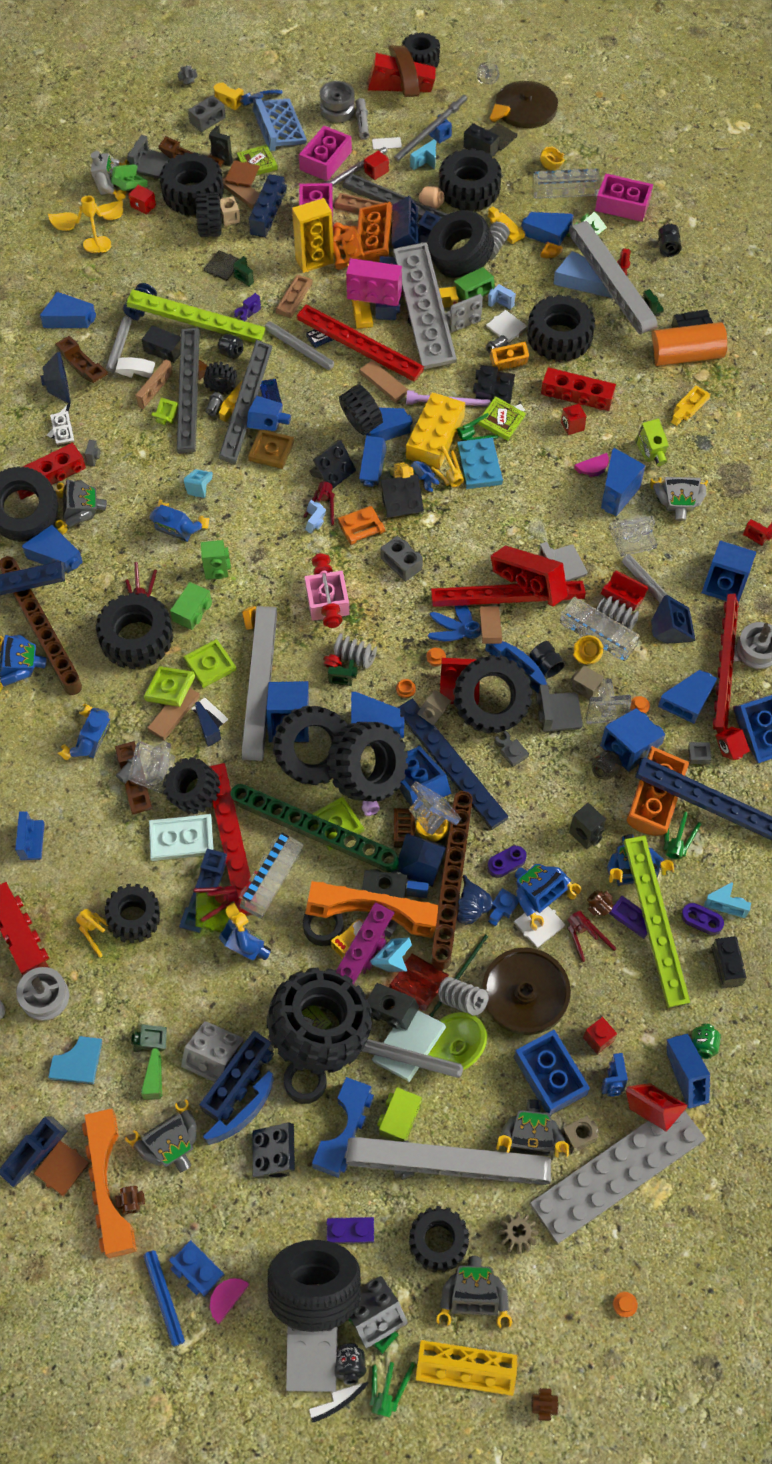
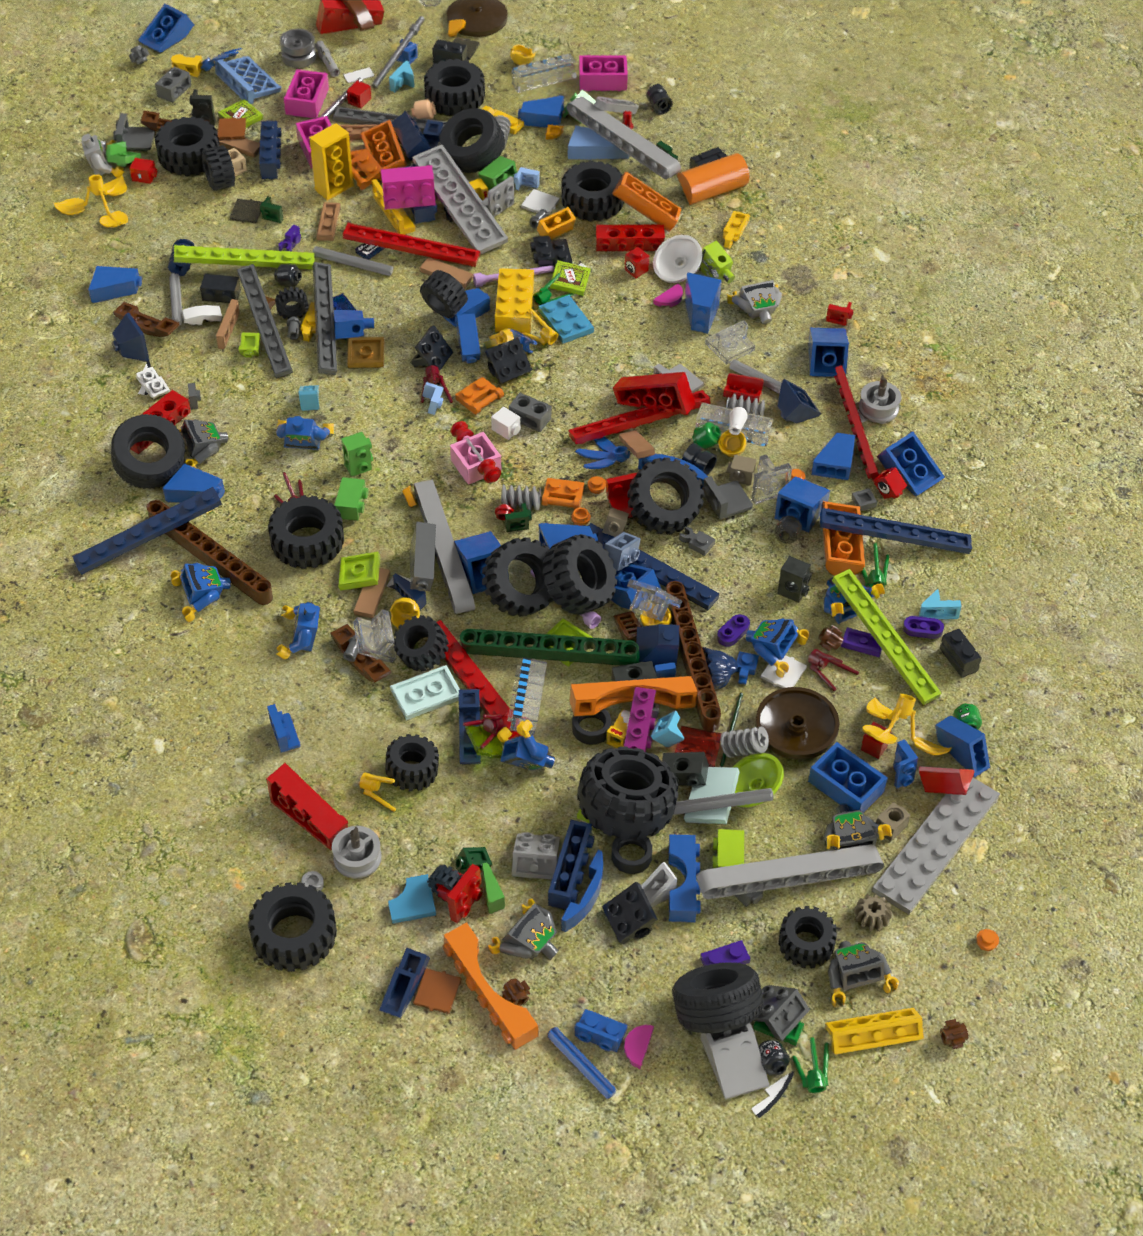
camera: 20 degrees left, 10 degrees down
(118, 1069) = (457, 889): none -> red plate
(192, 745) = (403, 609): none -> yellow hair
(210, 663) = (389, 542): lime tile -> none
(223, 53) = (166, 29): none -> blue slope
(228, 693) = (422, 556): none -> dark grey slope
(312, 1130) = (659, 885): none -> white slope
(373, 564) = (506, 423): none -> white brick
(401, 653) = (563, 493): none -> orange plate
(424, 744) = (623, 550): none -> sand blue brick
(565, 634) = (706, 435): none -> green head
(600, 627) = (737, 419): none -> white cone
(607, 355) = (647, 201): none -> orange brick
(610, 421) = (673, 253): none -> white dish
(620, 238) = (615, 105): none -> light grey beam
(636, 1014) = (902, 710): none -> yellow plant

